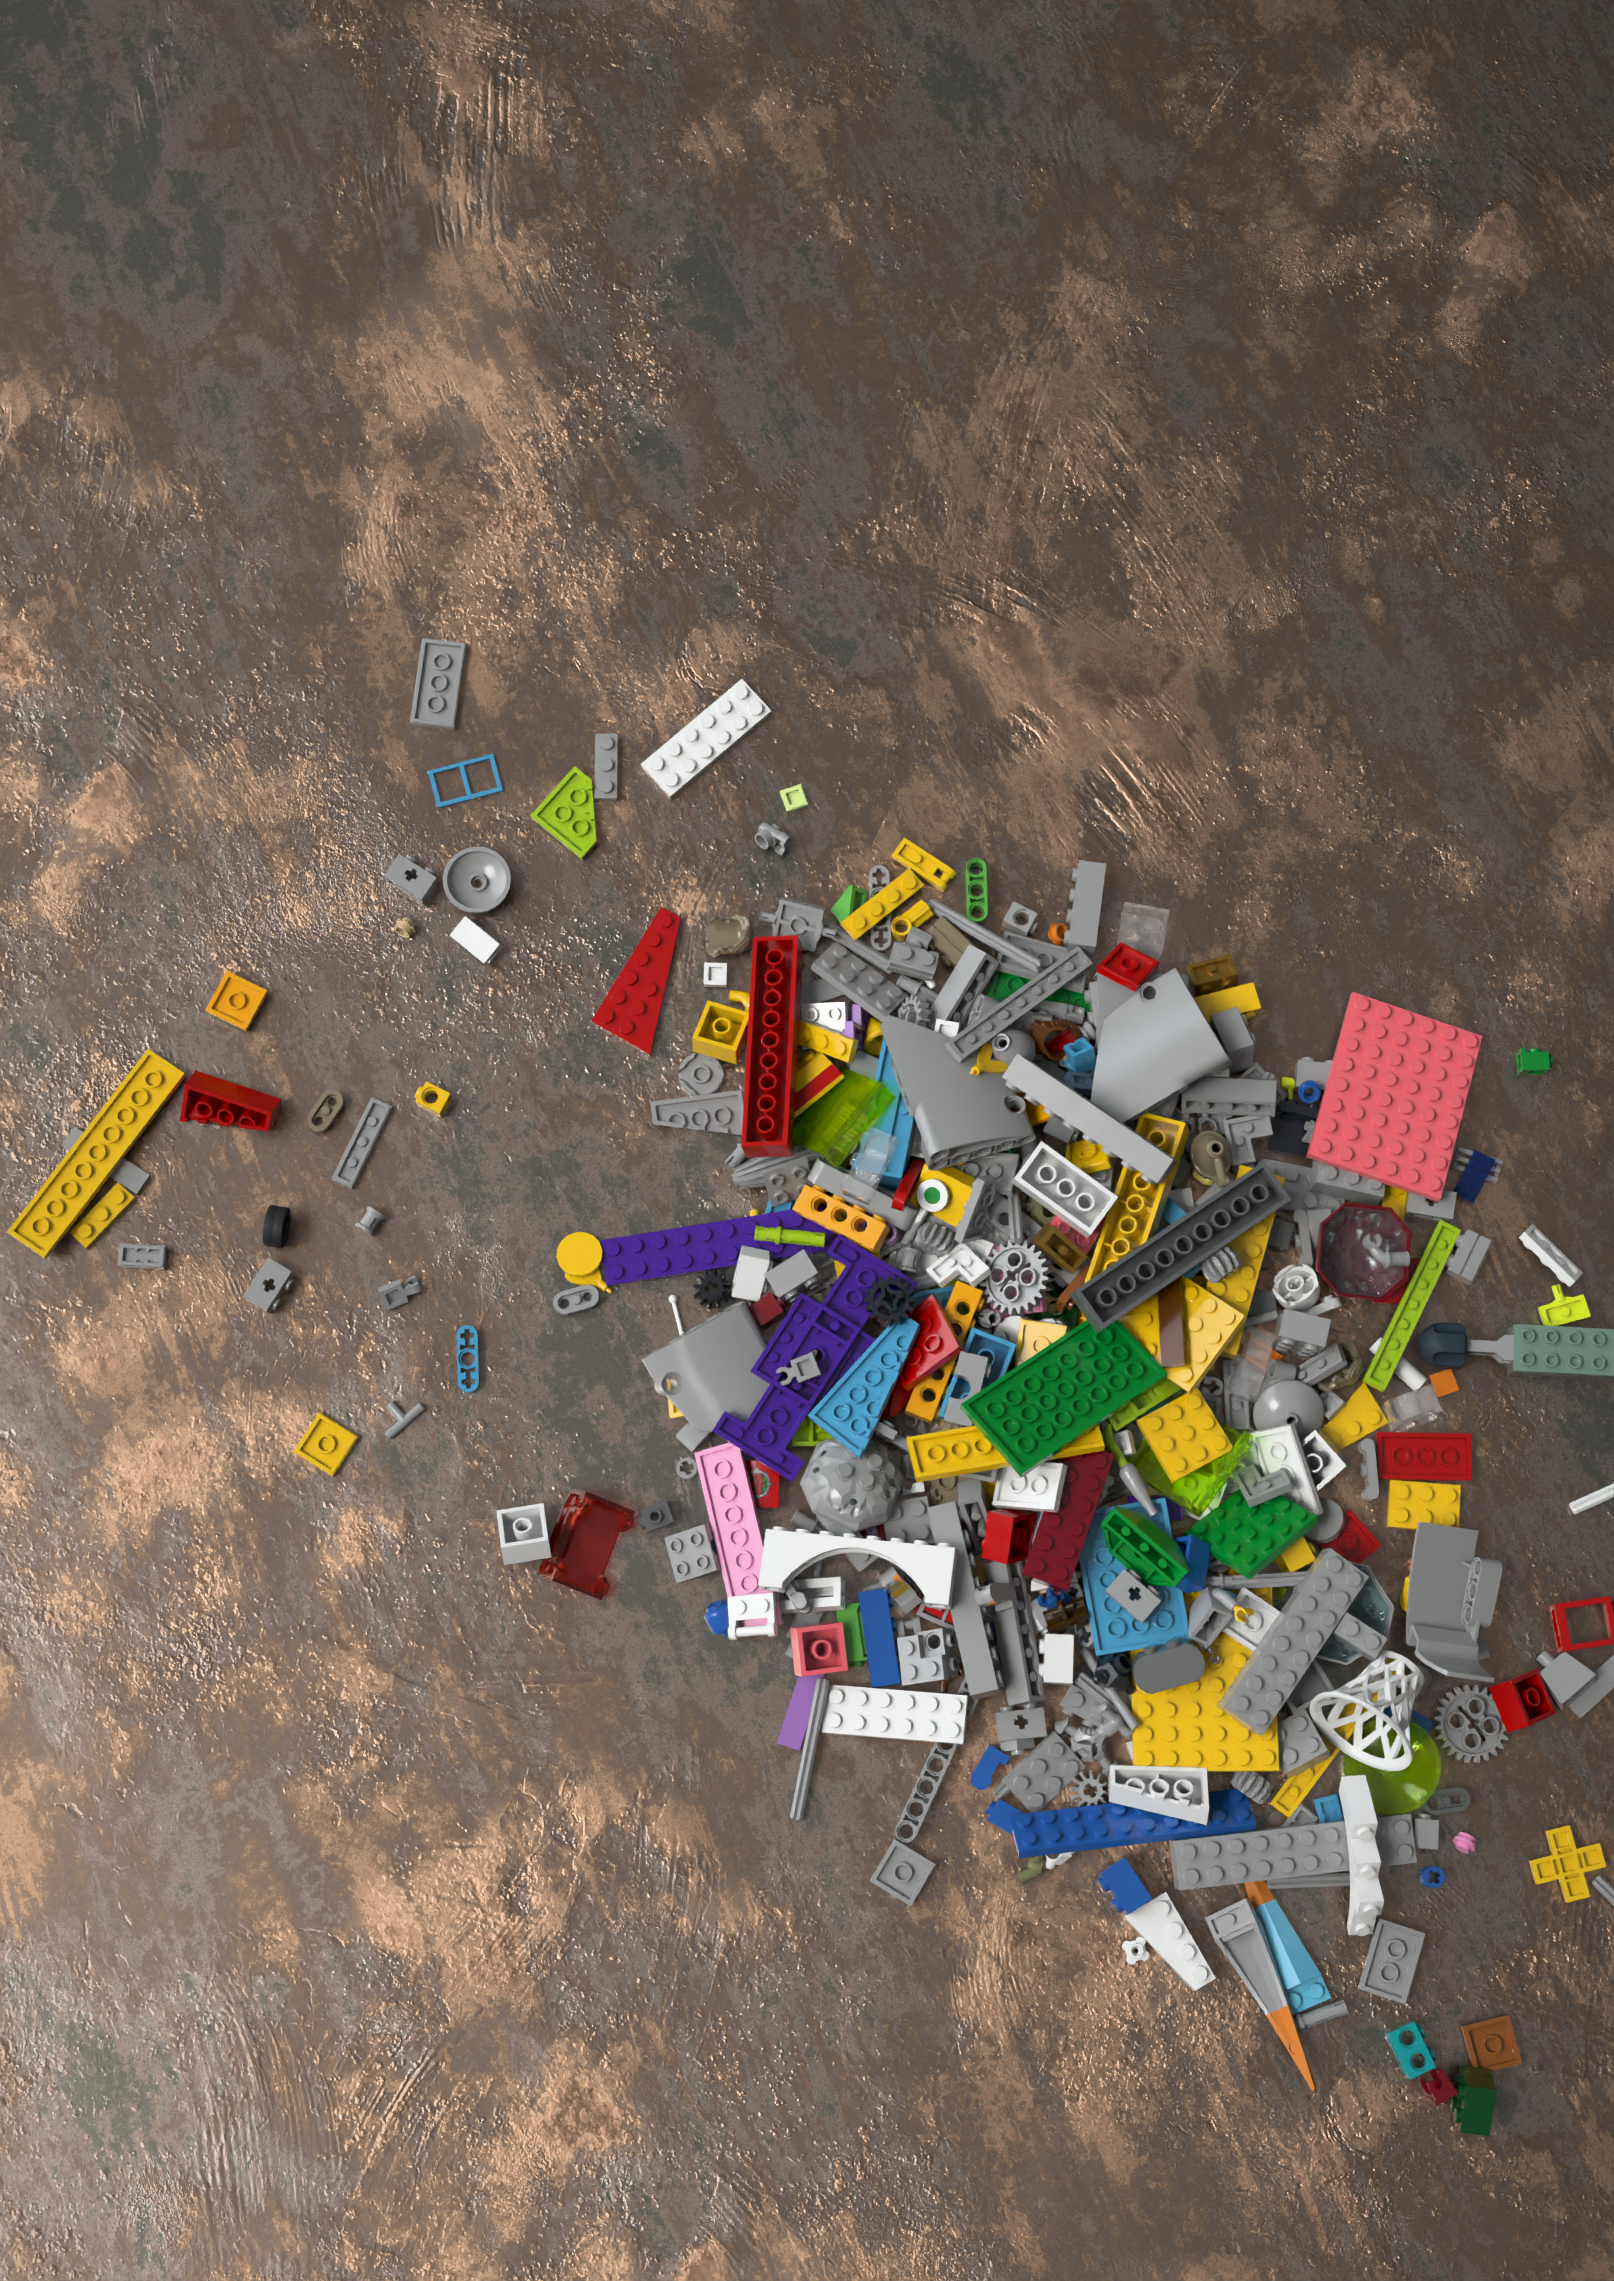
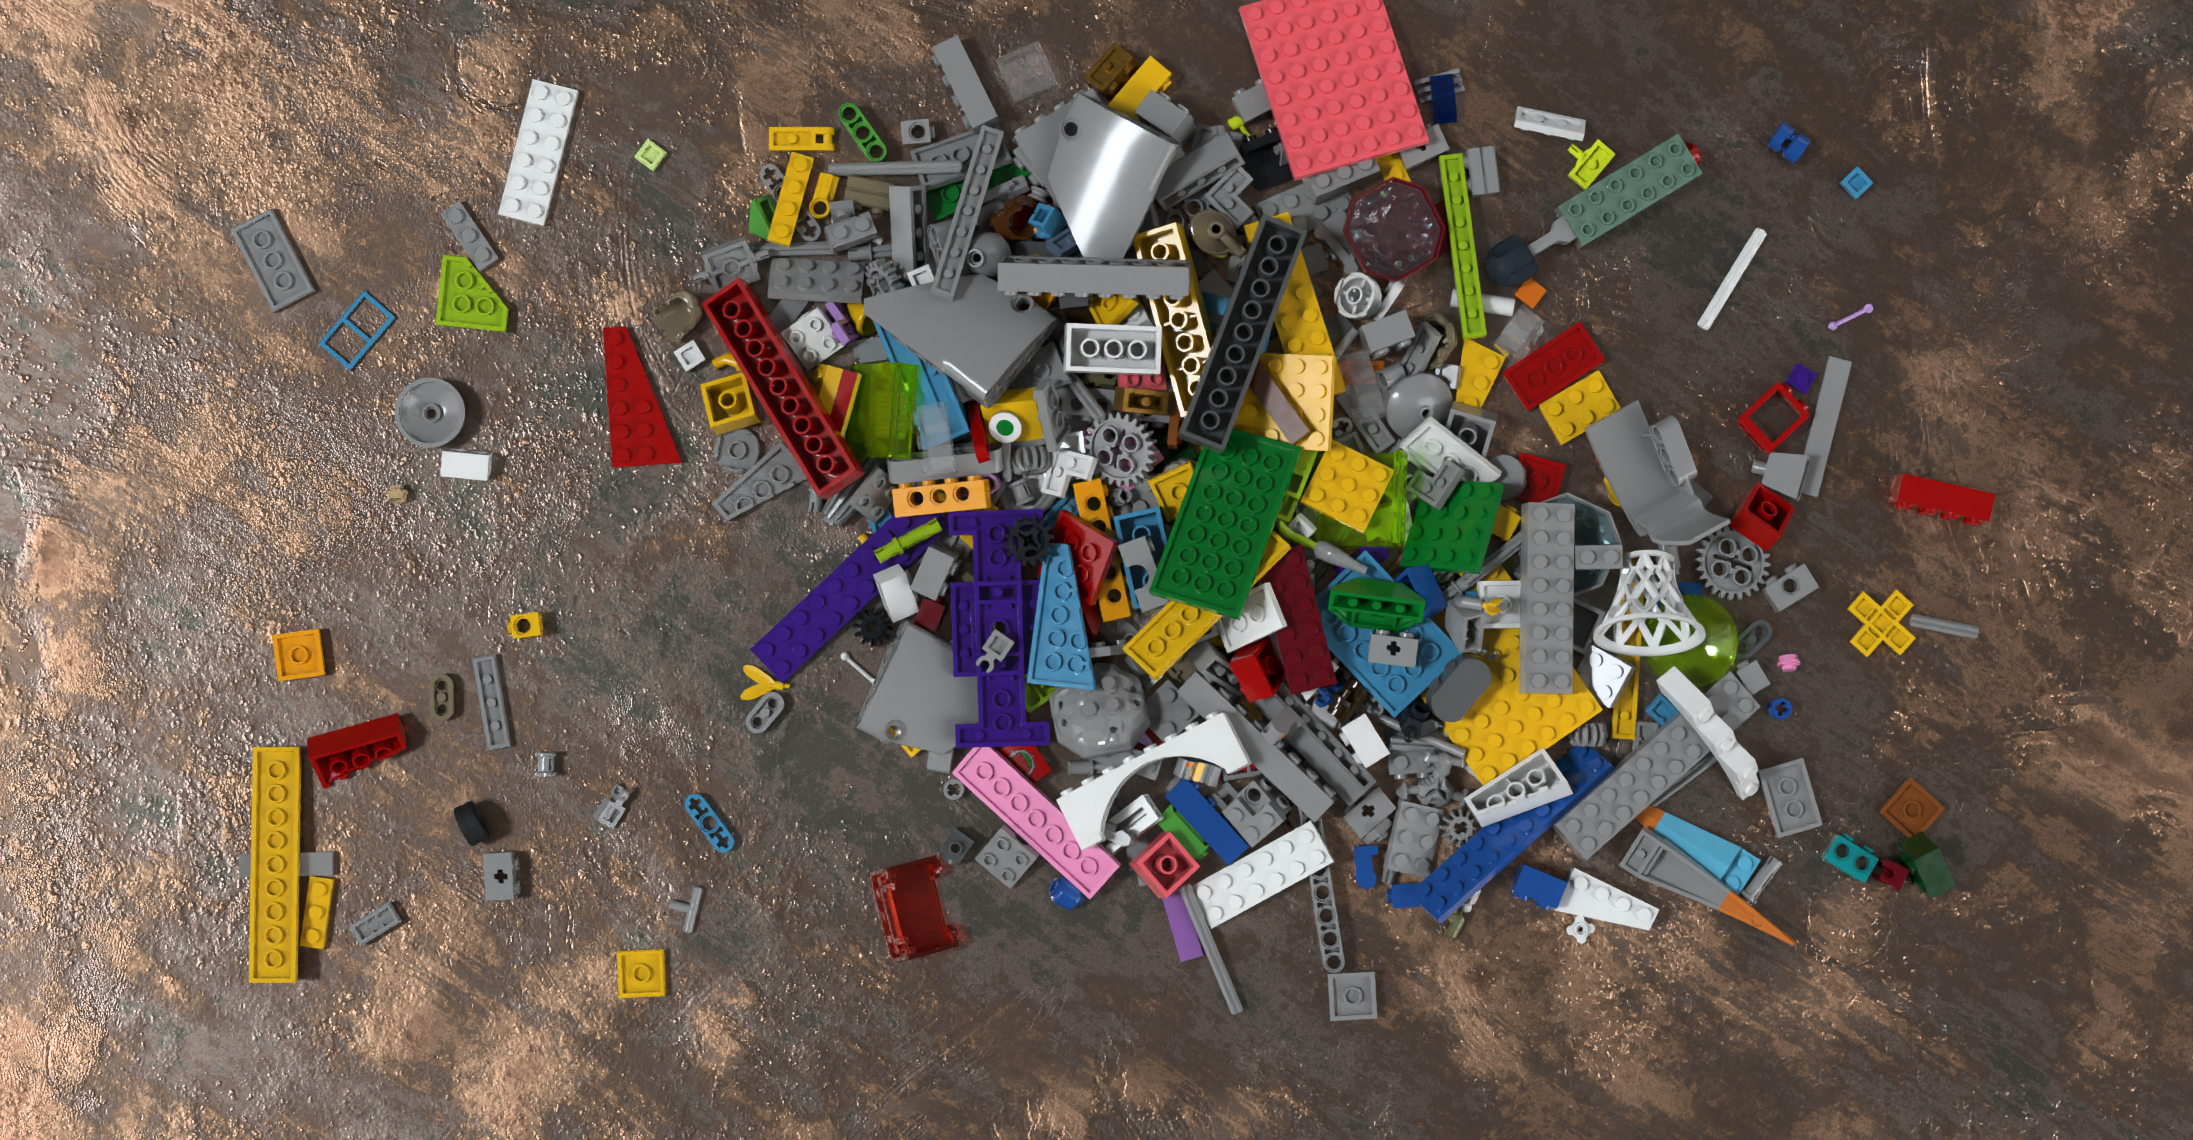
camera: 40 degrees left, 10 degrees up
(418, 889) = (385, 453): light grey brick -> none
(523, 1534) = (858, 936): white brick -> none
(579, 1254) = (741, 672): yellow tile -> none
(751, 1608) = (1086, 870): white plate -> none
(771, 835) = (654, 201): light grey plate -> none
(827, 1041) = (826, 352): yellow plate -> none
(987, 1065) = (974, 285): yellow piece -> none
(1057, 932) = (955, 122): orange plate -> none
(1128, 967) = (1037, 117): red plate -> none
(1221, 1264) = (1285, 325): light grey gear -> none
(1309, 1098) = (1264, 124): blue plate -> none
(1368, 1469) = (1515, 408): light grey plate -> none
(1385, 1257) = (1414, 223): light grey piece -> none
(1521, 1783) = (1803, 585): none -> light grey brick

